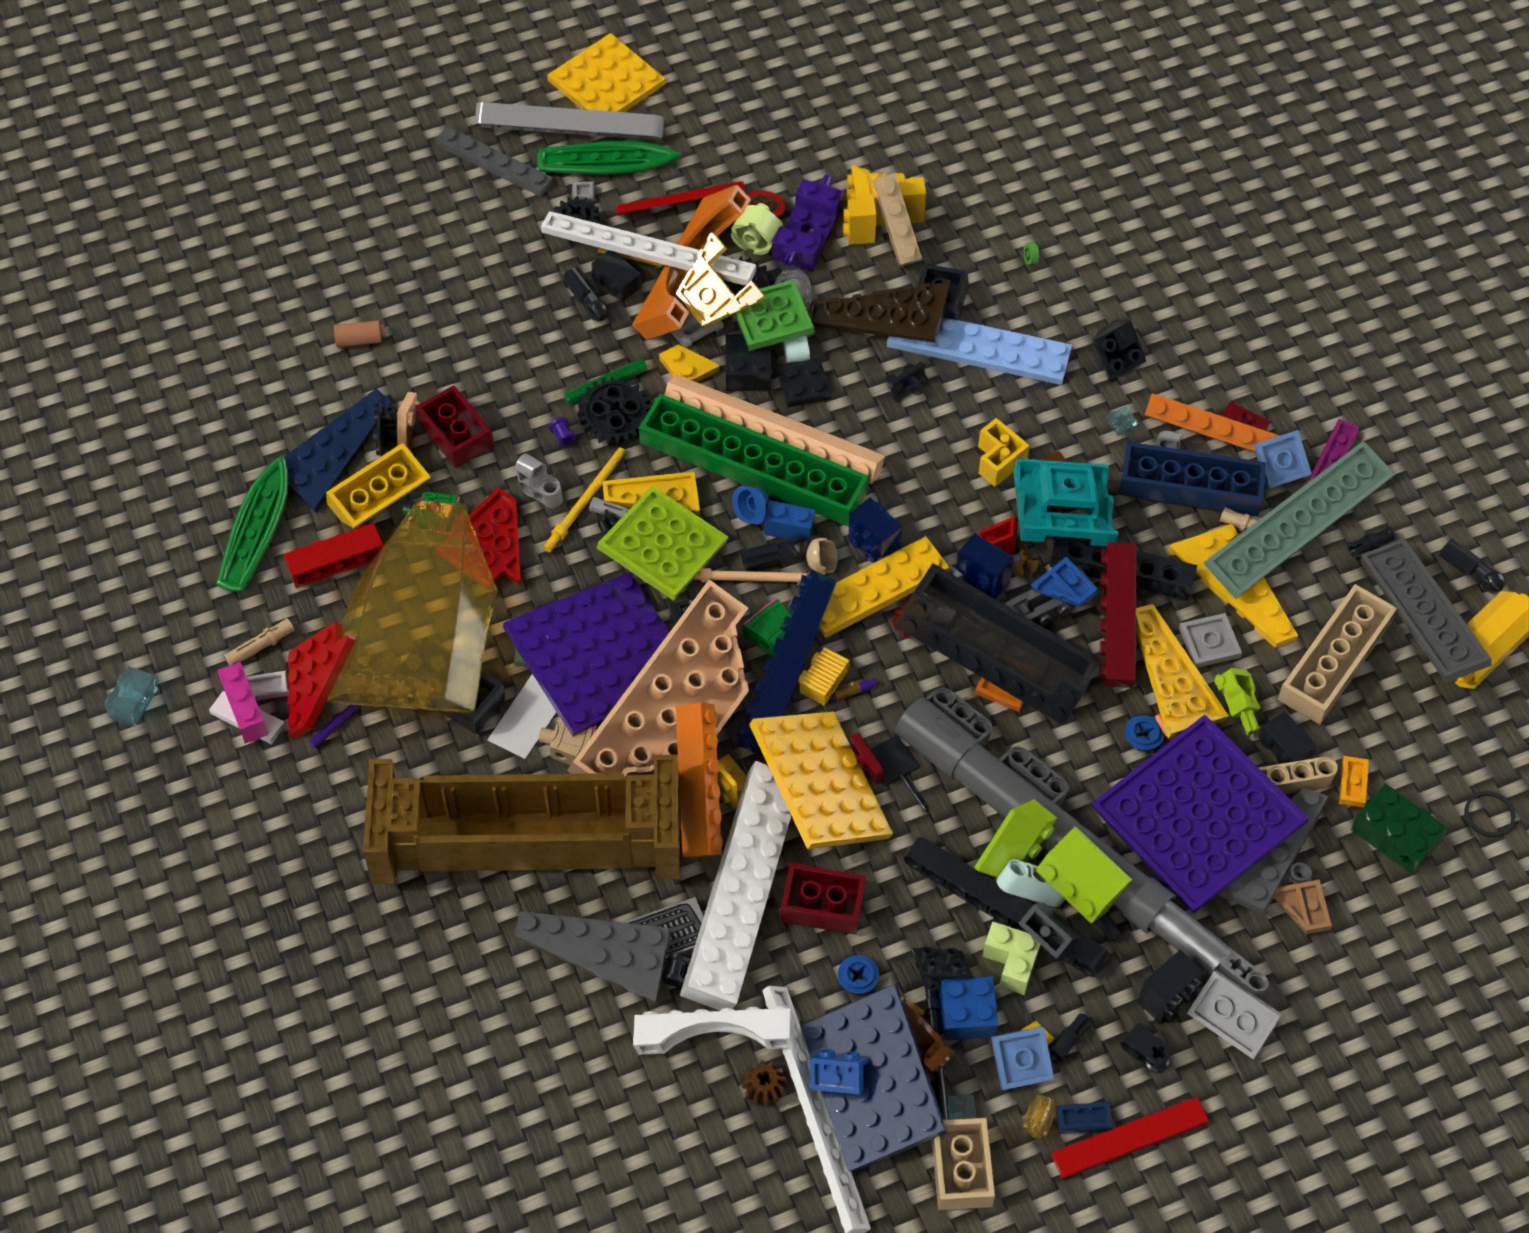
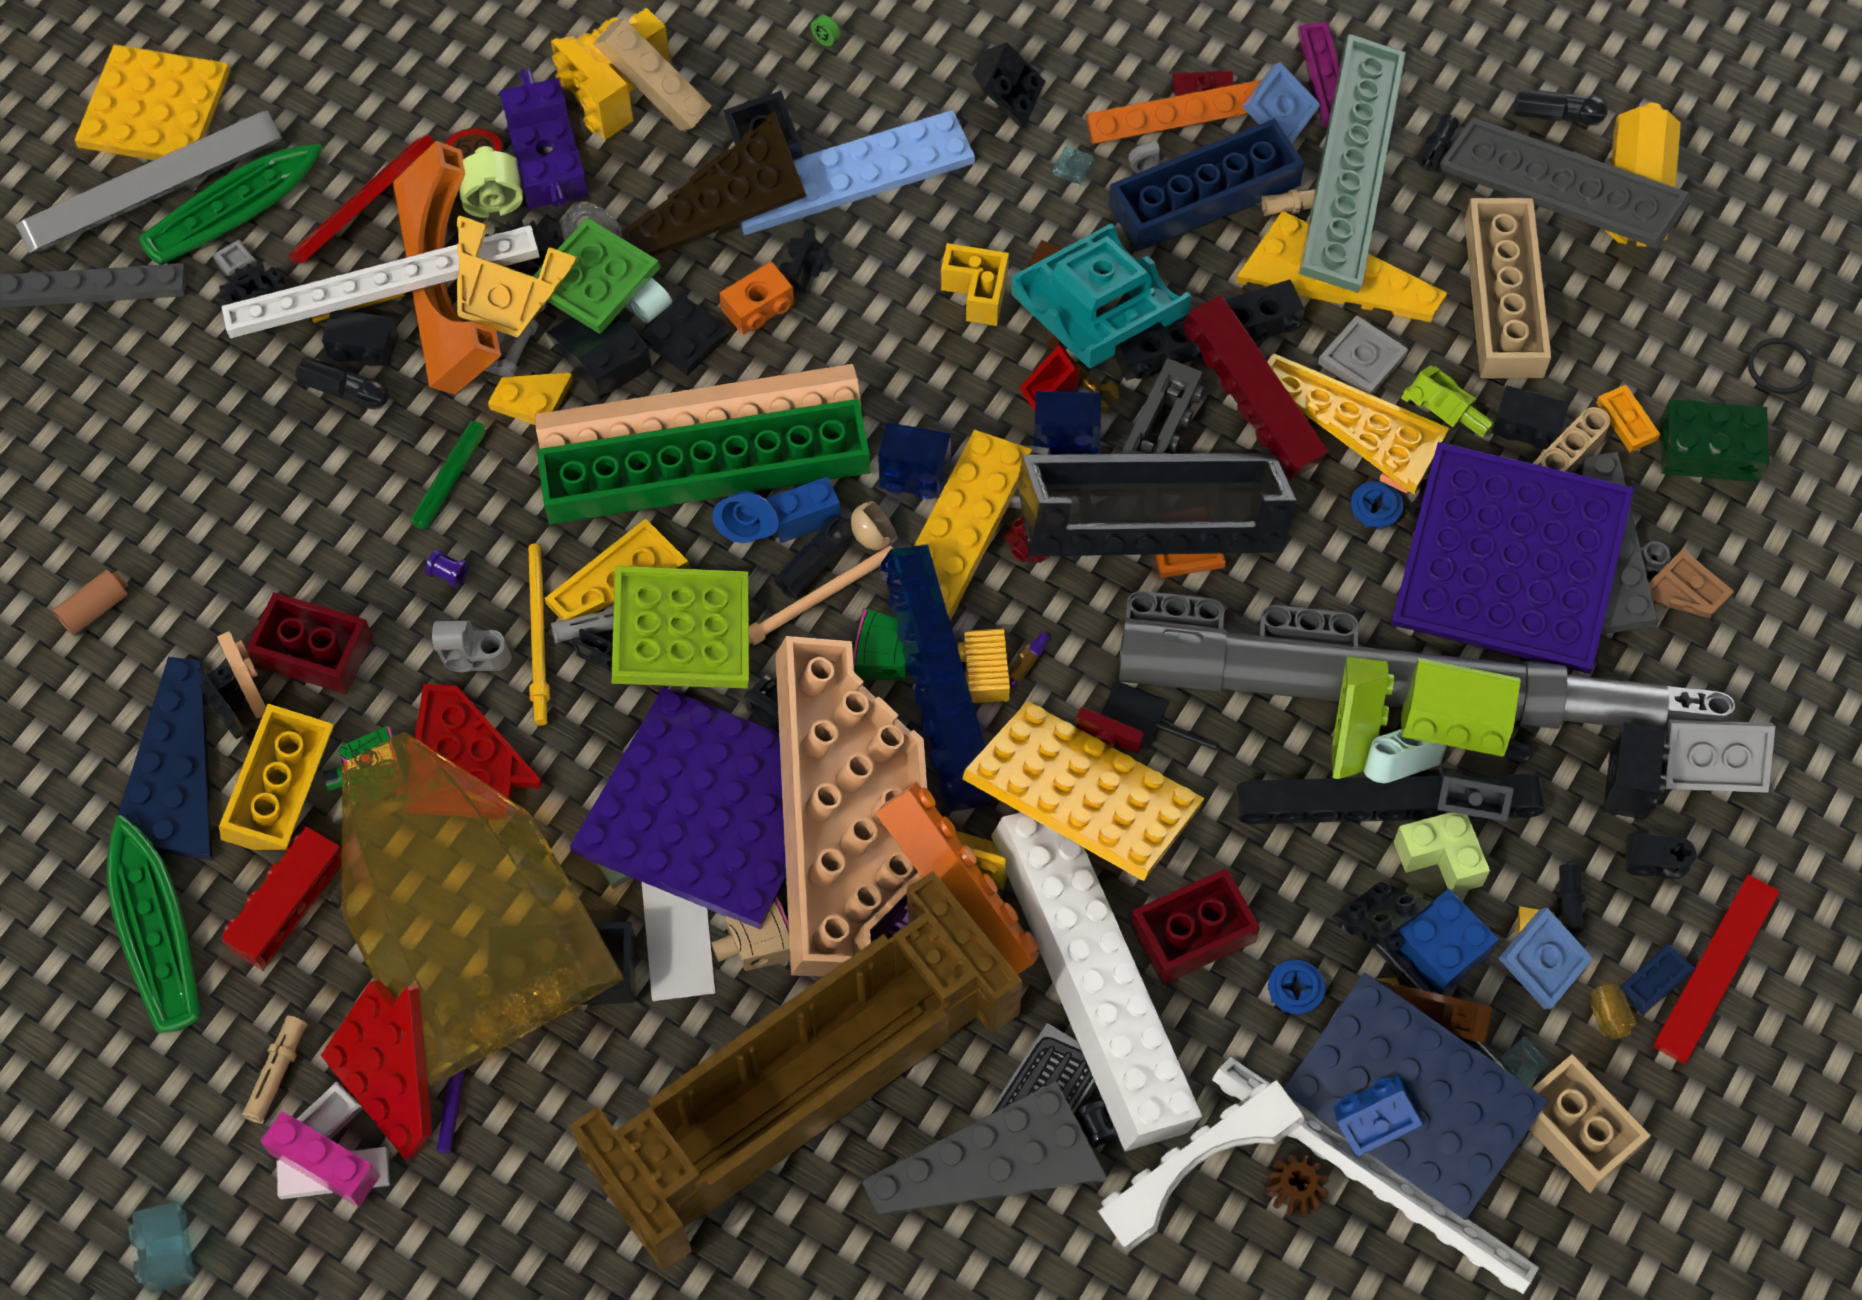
camera: 35 degrees left, 5 degrees up
(613, 410) = (487, 530): black gear -> none
(861, 386) = (764, 284): none -> orange brick
(1066, 584) = (1175, 388): blue wing -> none

